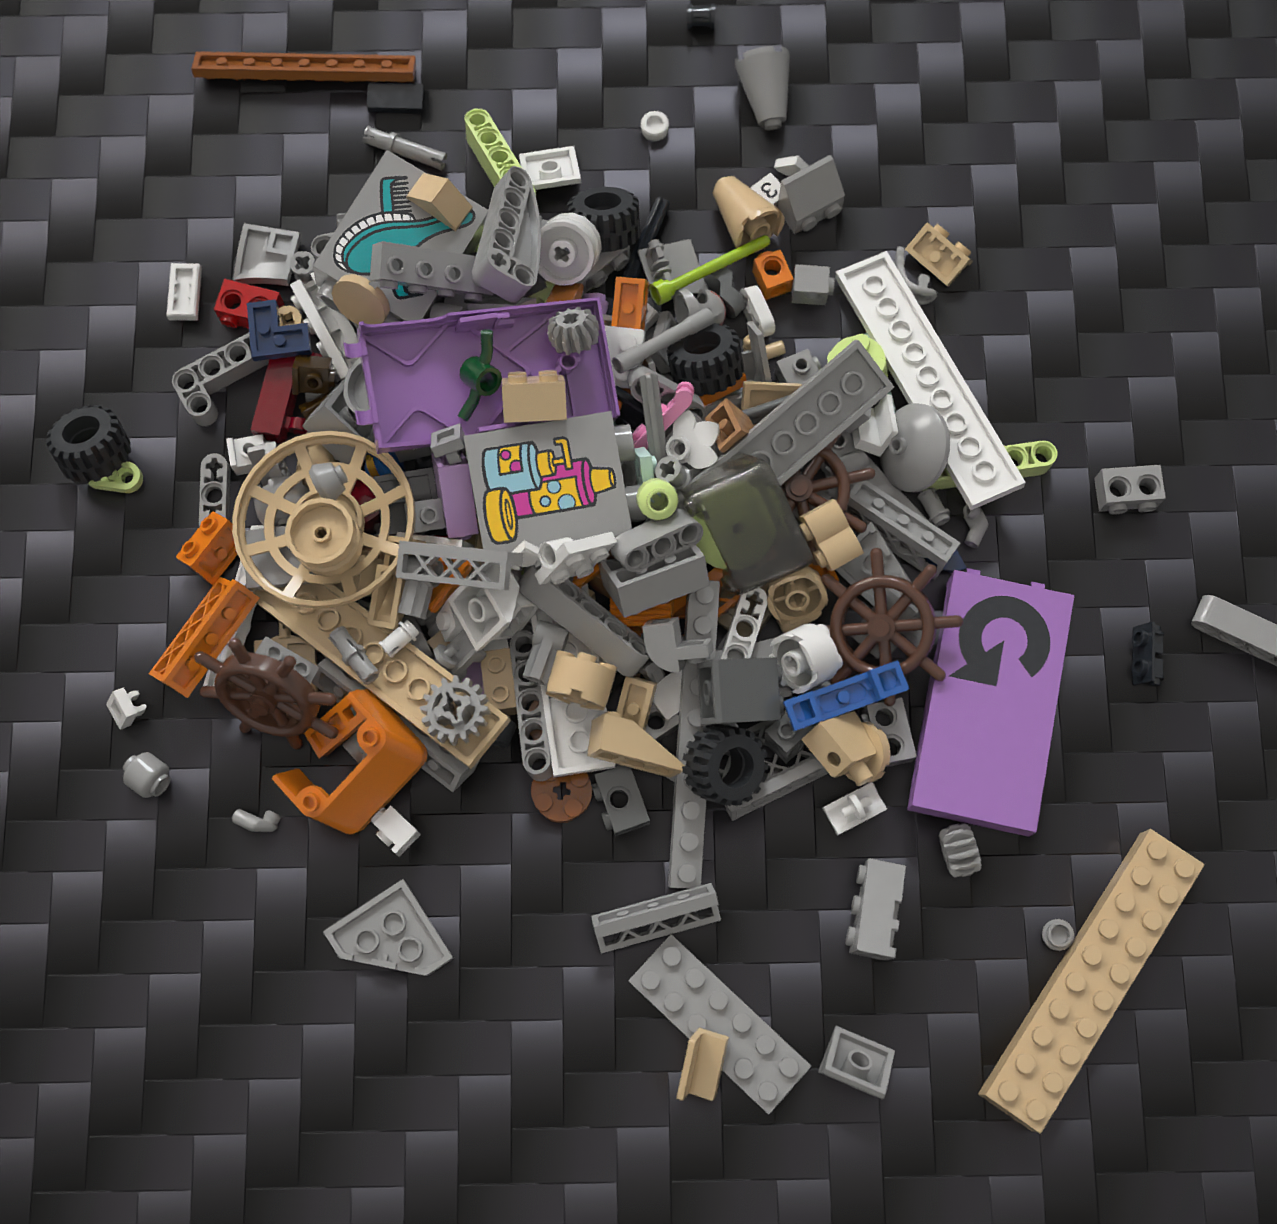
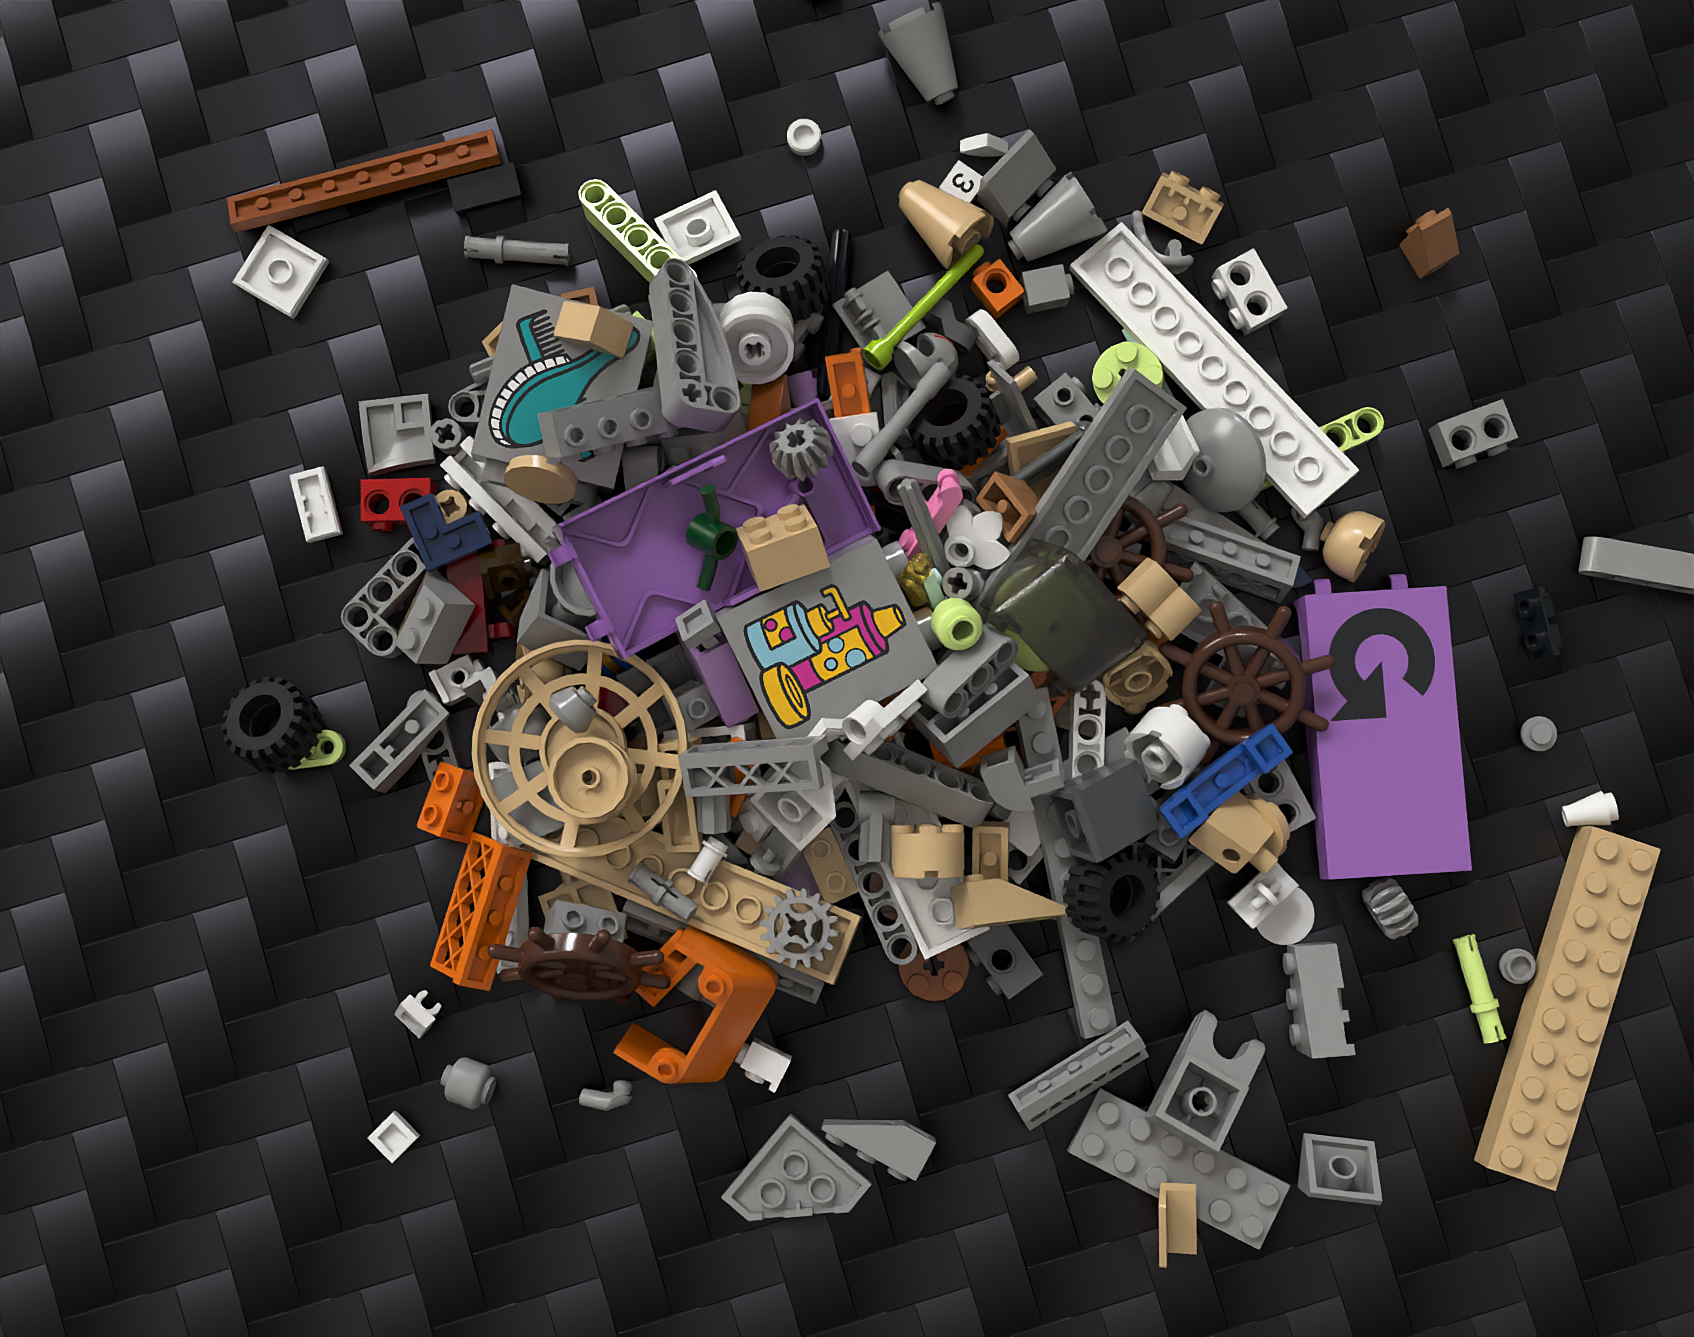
camera: 15 degrees left, 10 degrees up
(70, 802) = (393, 1136): none -> white plate
(185, 487) = (400, 743): none -> light grey slope
(218, 116) = (281, 272): none -> white tile
(244, 398) = (434, 621): none -> light grey slope
(480, 927) = (888, 1141): none -> light grey slope
(632, 453) = (914, 576): none -> clear yellow arm
(765, 949) = (1209, 1076): none -> light grey brick
(834, 236) = (1056, 222): none -> light grey cone
(871, 838) = (1289, 920): none -> white sticker
(980, 330) = (1257, 289): none -> white brick
(1006, 544) = (1351, 542): none -> tan cylinder
(1019, 944) = (1479, 989): none -> yellowish green pin
(1125, 745) = (1538, 733): none -> light grey plate
(1132, 330) = (1431, 242): none -> medium nougat slope
(1158, 819) = (1592, 810): none -> white cone

